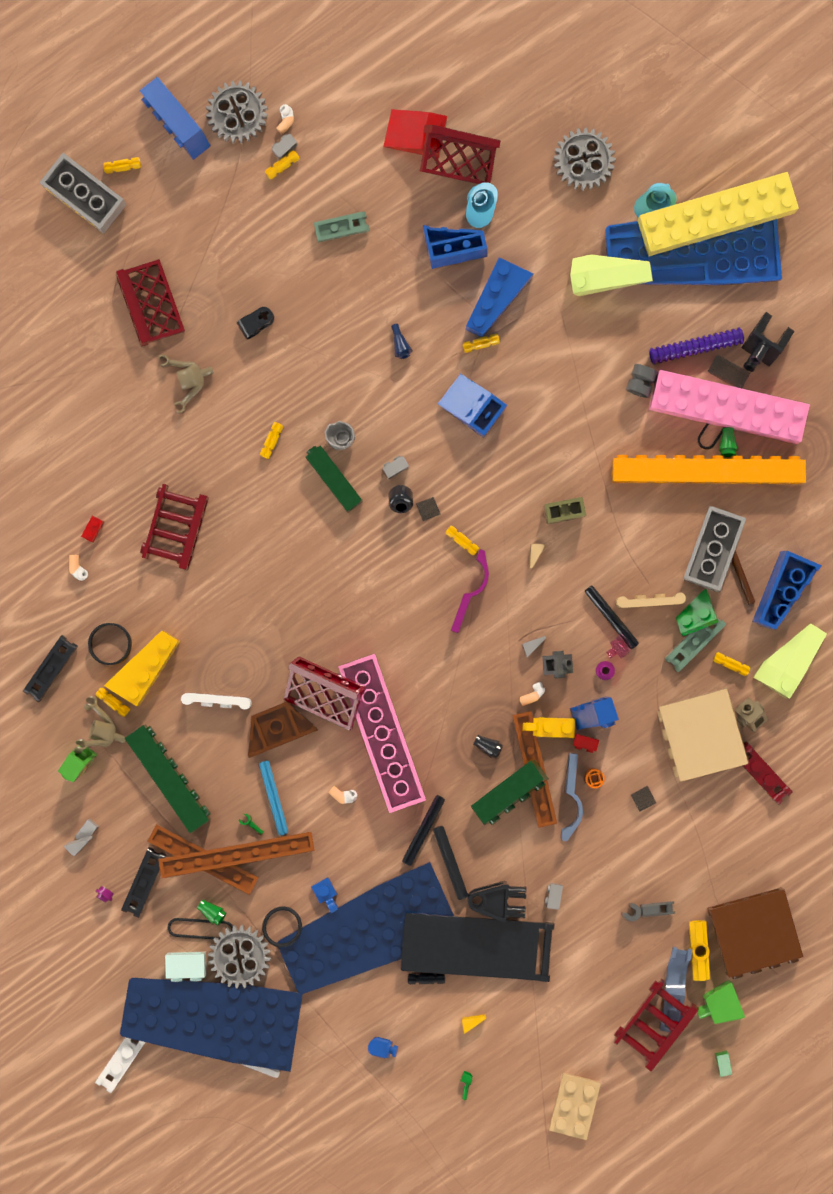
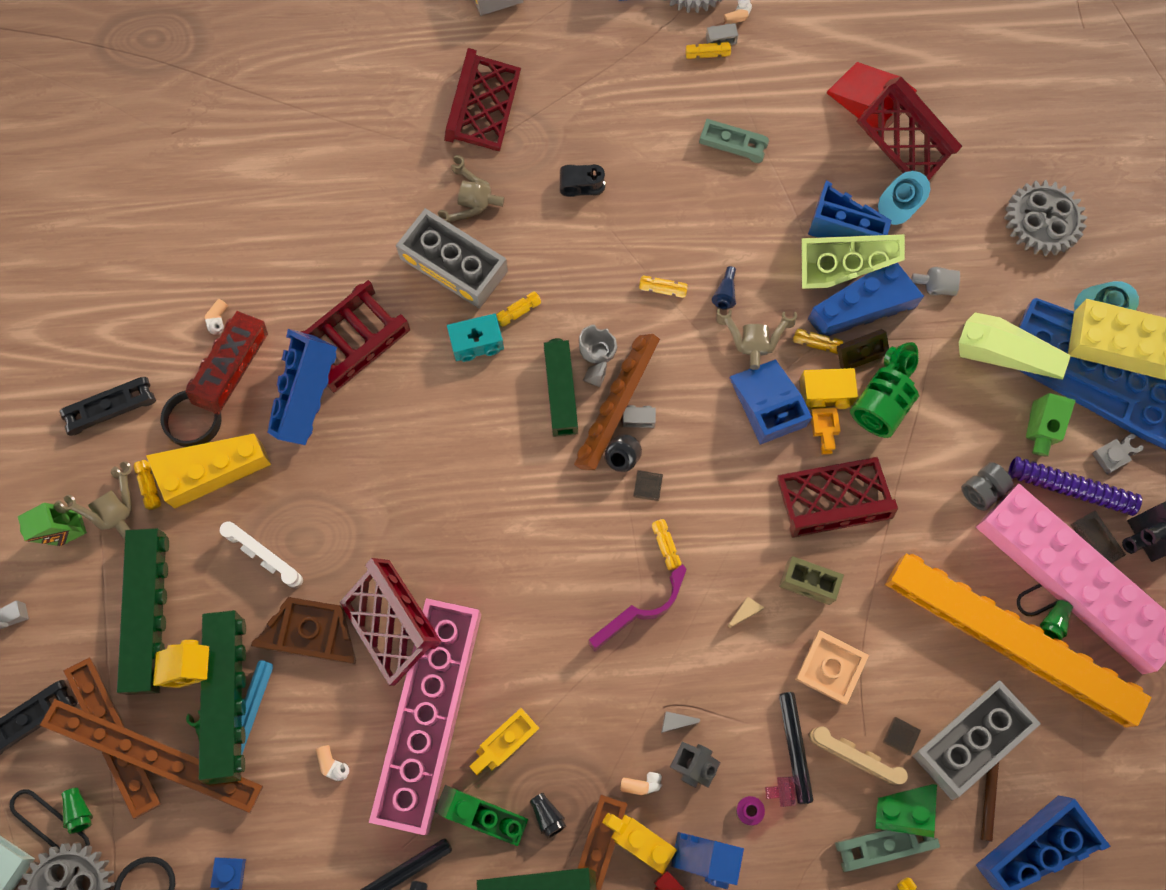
camera: 30 degrees right, 15 degrees down
(92, 529) = (262, 287): red piece -> none
(109, 594) = (226, 362): none -> clear red brick
(170, 581) = (300, 387): none -> blue wedge
(207, 433) = (452, 258): none -> light grey brick
(217, 794) = (181, 664): none -> yellow brick
(247, 480) = (484, 328): none -> teal brick
(253, 797) = (222, 699): none -> dark green brick
(349, 455) = (596, 374): none -> light grey piece
(357, 365) = (663, 286): none -> yellow axle
(375, 465) = (617, 401): none -> dark orange plate
(437, 719) = (504, 741): none -> yellow hinge
(439, 367) = (755, 336): none -> dark tan piece
(449, 769) = (481, 815): none -> green slope
(463, 278) = (840, 259): none -> yellowish green wedge
(505, 374) = (829, 388): none -> yellow brick
(514, 332) = (863, 349): none -> dark brown plate
(517, 400) = (825, 424): none -> light orange plate
(537, 250) = (939, 281): none -> light grey piece
(546, 357) = (889, 393): none -> green cylinder
(562, 455) = (842, 517): none -> dark red fence
(606, 556) = (832, 667): none -> light nougat plate
(658, 306) = (1048, 422): none -> bright green torso
(670, 571) = (901, 736): none -> clear smoke tile
(712, 307) = (1116, 454): none -> light grey plate

